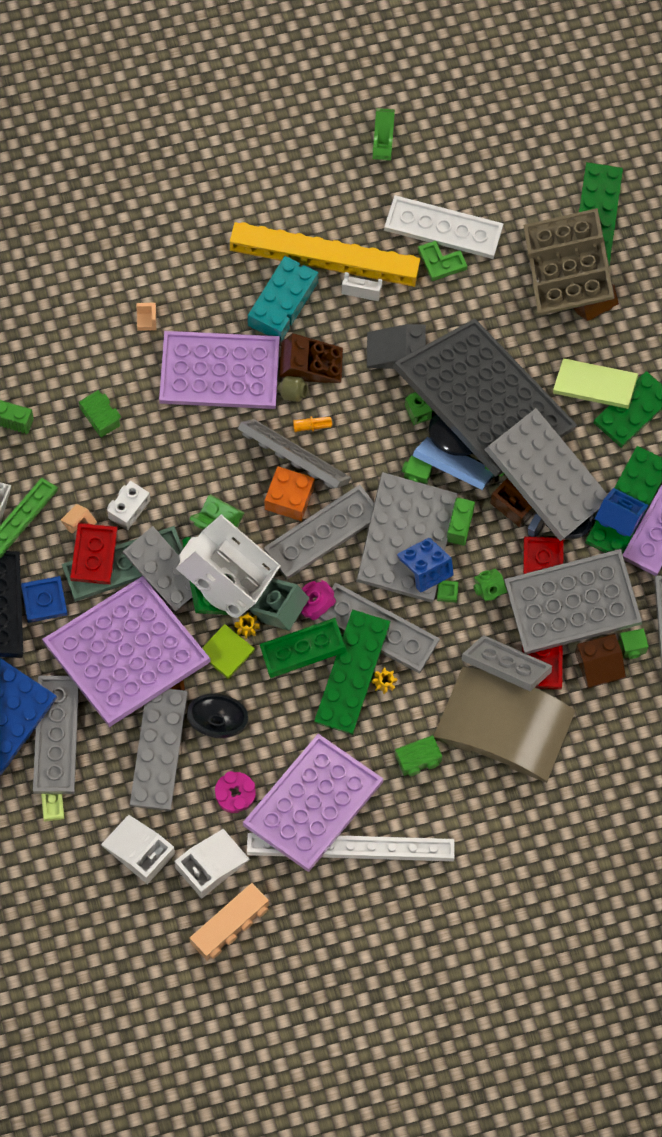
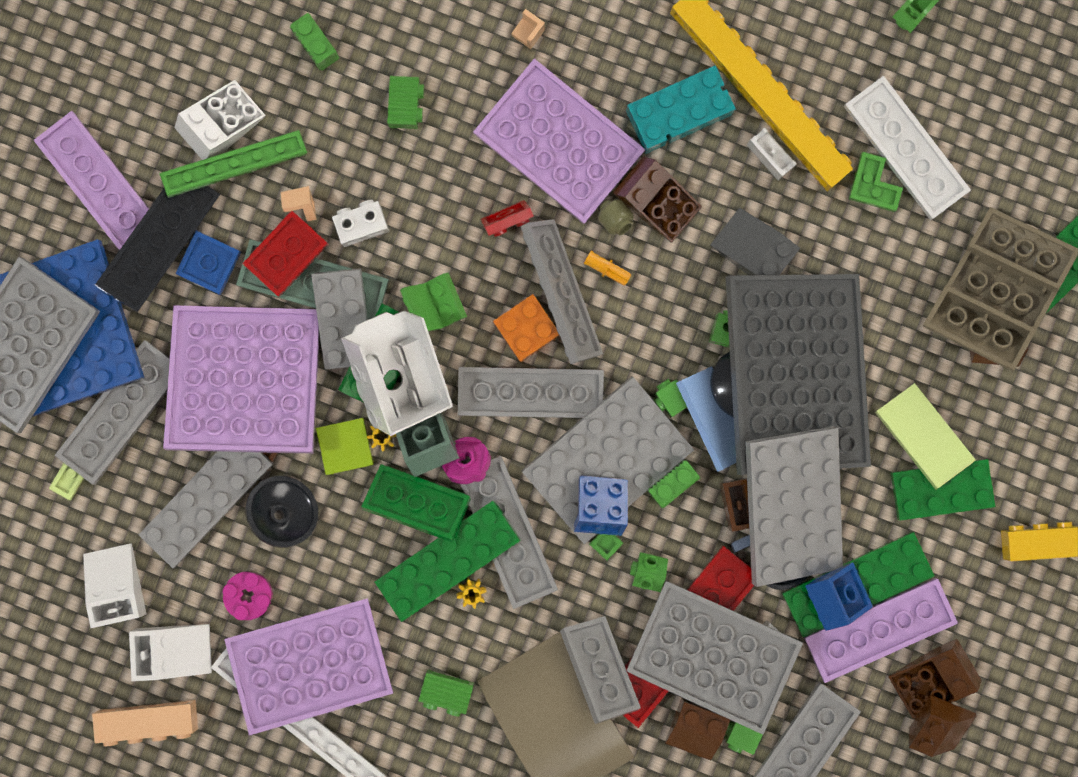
camera: 40 degrees right, 20 degrees up
(222, 436) = (516, 214): none -> red plate

